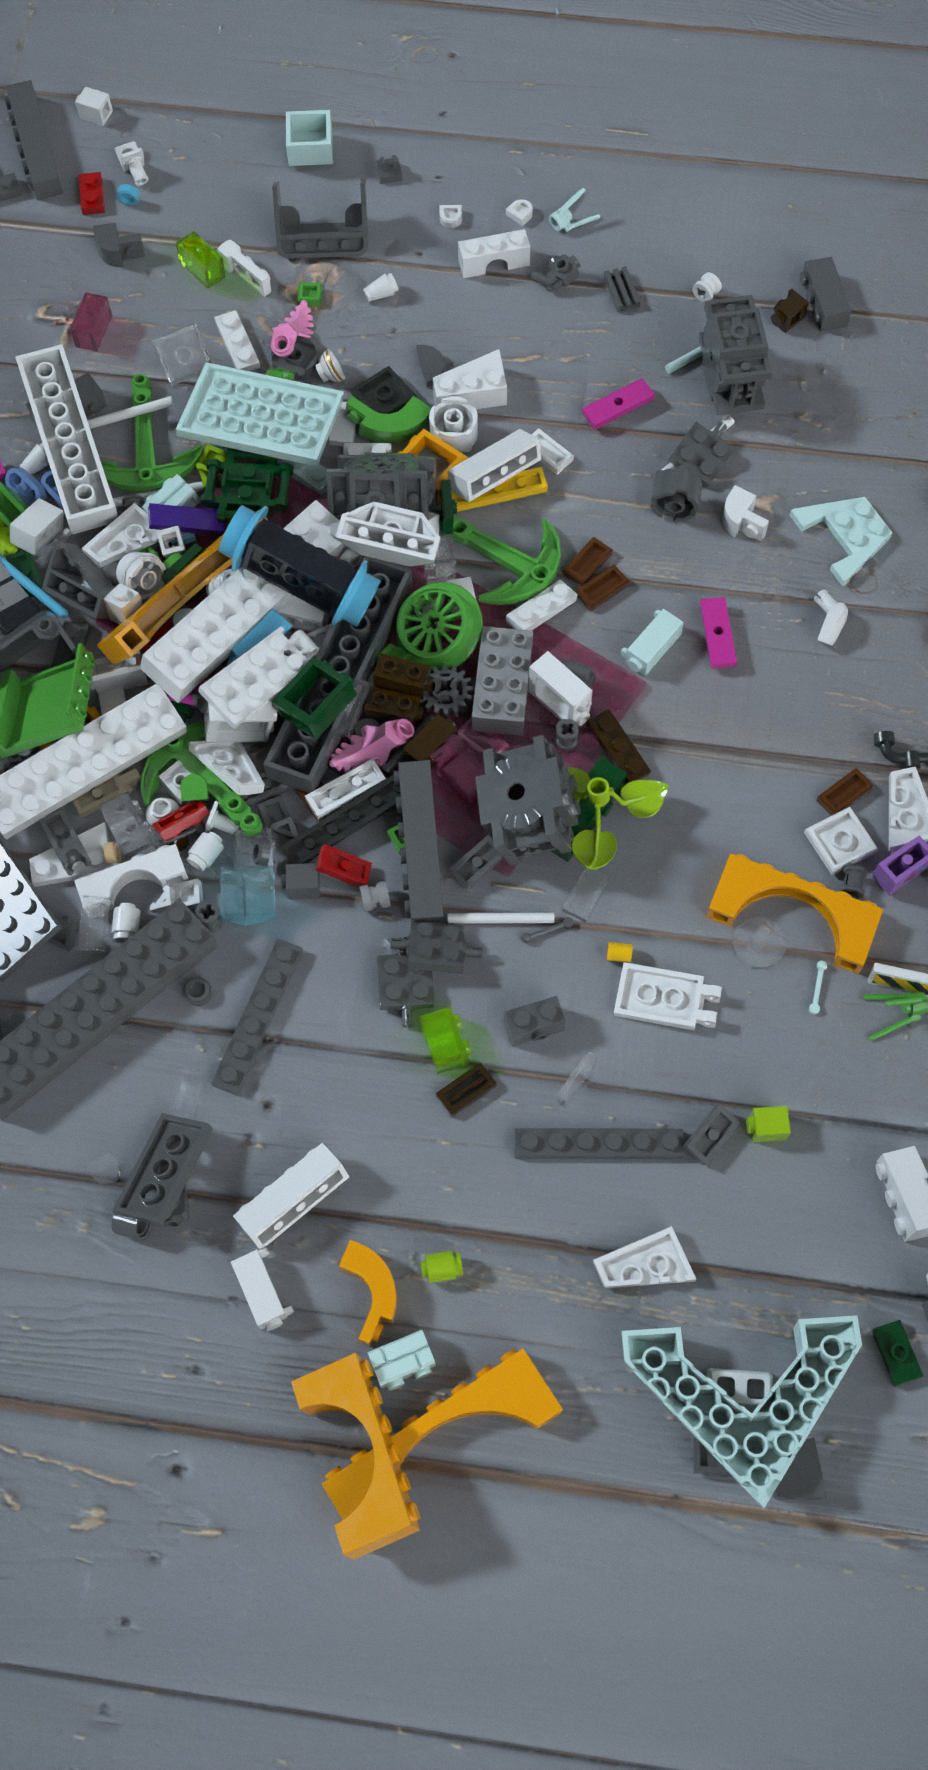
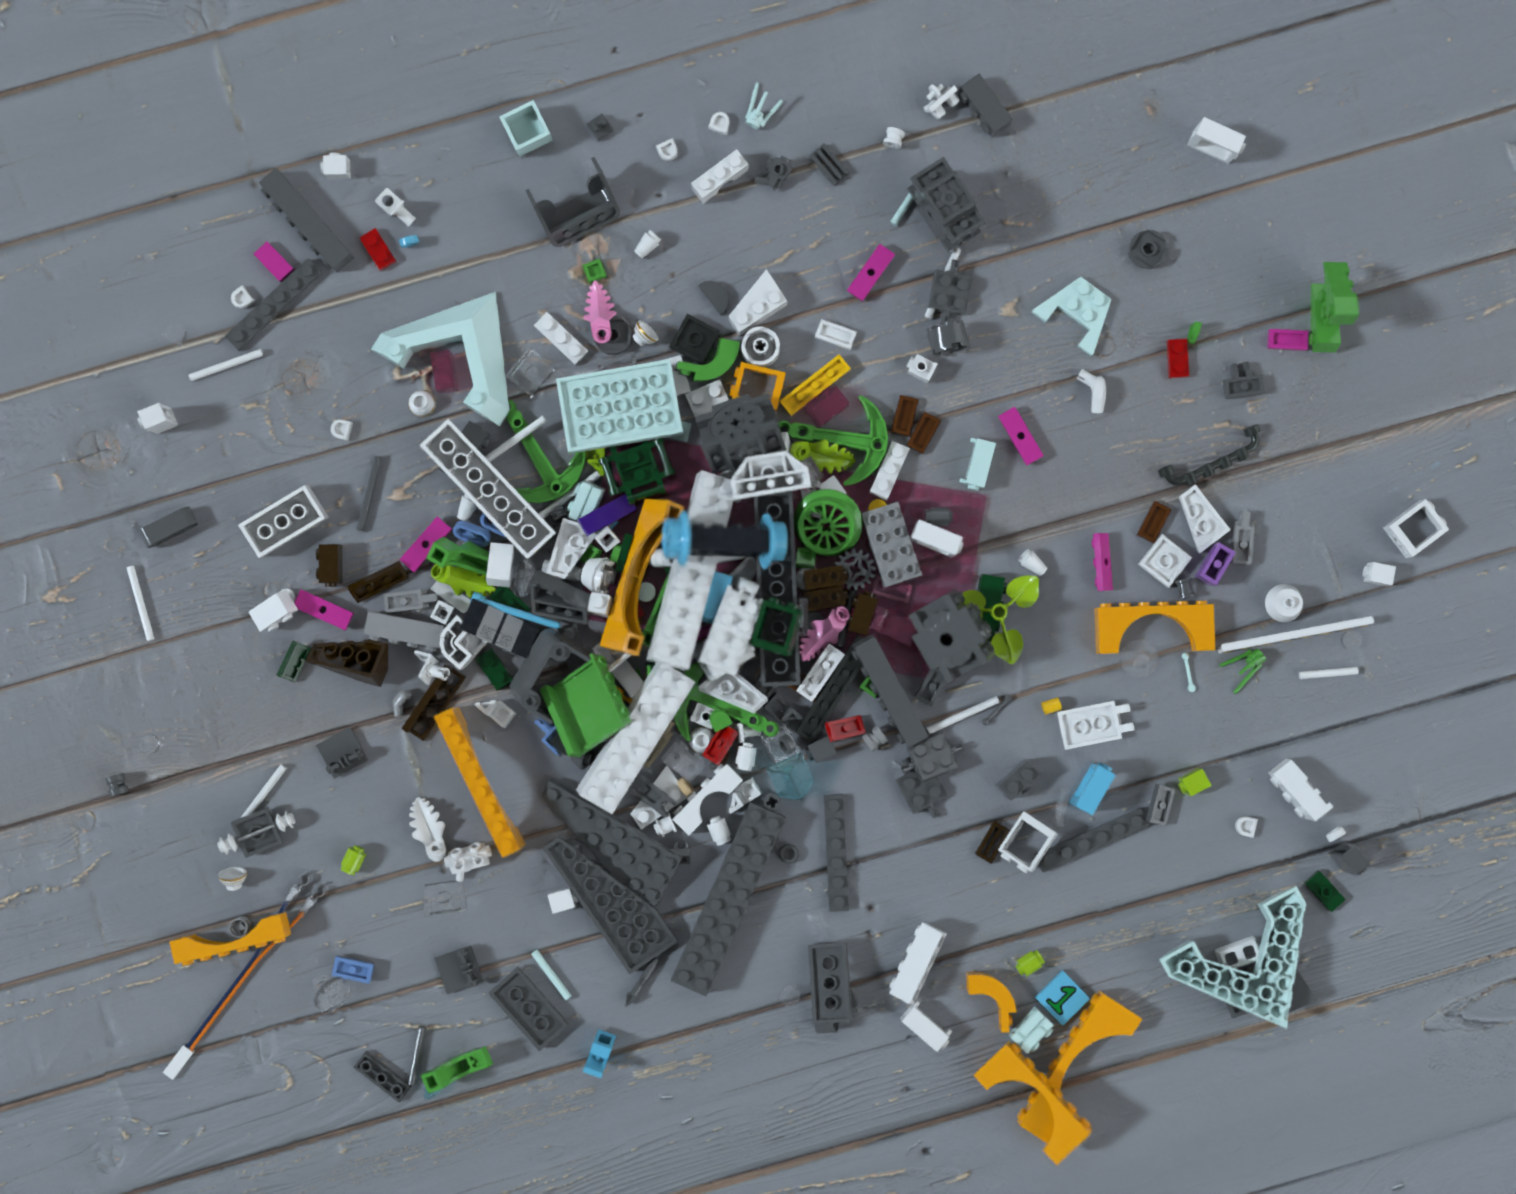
camera: 25 degrees left, 20 degrees up
(49, 338) = (422, 403): none -> white piece
(62, 889) = (665, 826): none -> white brick
(94, 923) = (700, 841): clear plate -> none
(116, 248) = (425, 297): dark grey brick -> none
(144, 315) = (479, 329): none -> light aqua wedge
(200, 259) = (499, 281): clear neon green brick -> none
(244, 267) = (520, 266): white plate -> none
(281, 373) = (614, 360): bright green tile -> none
(444, 1039) = (965, 818): clear neon green brick -> none
(448, 506) = (790, 422): dark green plate -> none
(466, 1337) = (1062, 997): none -> medium azure tile
(476, 564) = (823, 455): none -> lime plant
(494, 465) = (806, 371): white brick -> none
(500, 1084) = (1012, 834): none -> white window
(501, 514) = (827, 406): none -> clear pink brick
(566, 734) = (946, 569): dark grey bush -> none
(618, 746) = (989, 556): dark brown plate -> none
(627, 1068) = (1092, 787): none -> medium azure window
(631, 518) = (925, 374): none -> white brick
(646, 1262) = (1152, 903): white wing -> none
(669, 772) = (1032, 562): none -> white cone
(739, 515) = (995, 334): white brick -> none
(759, 809) = (1102, 562): none -> dark pink tile
(775, 267) = (947, 95): none -> white hips
(789, 311) = (963, 133): dark brown brick -> none
(819, 1216) = (1246, 826): none -> white tile

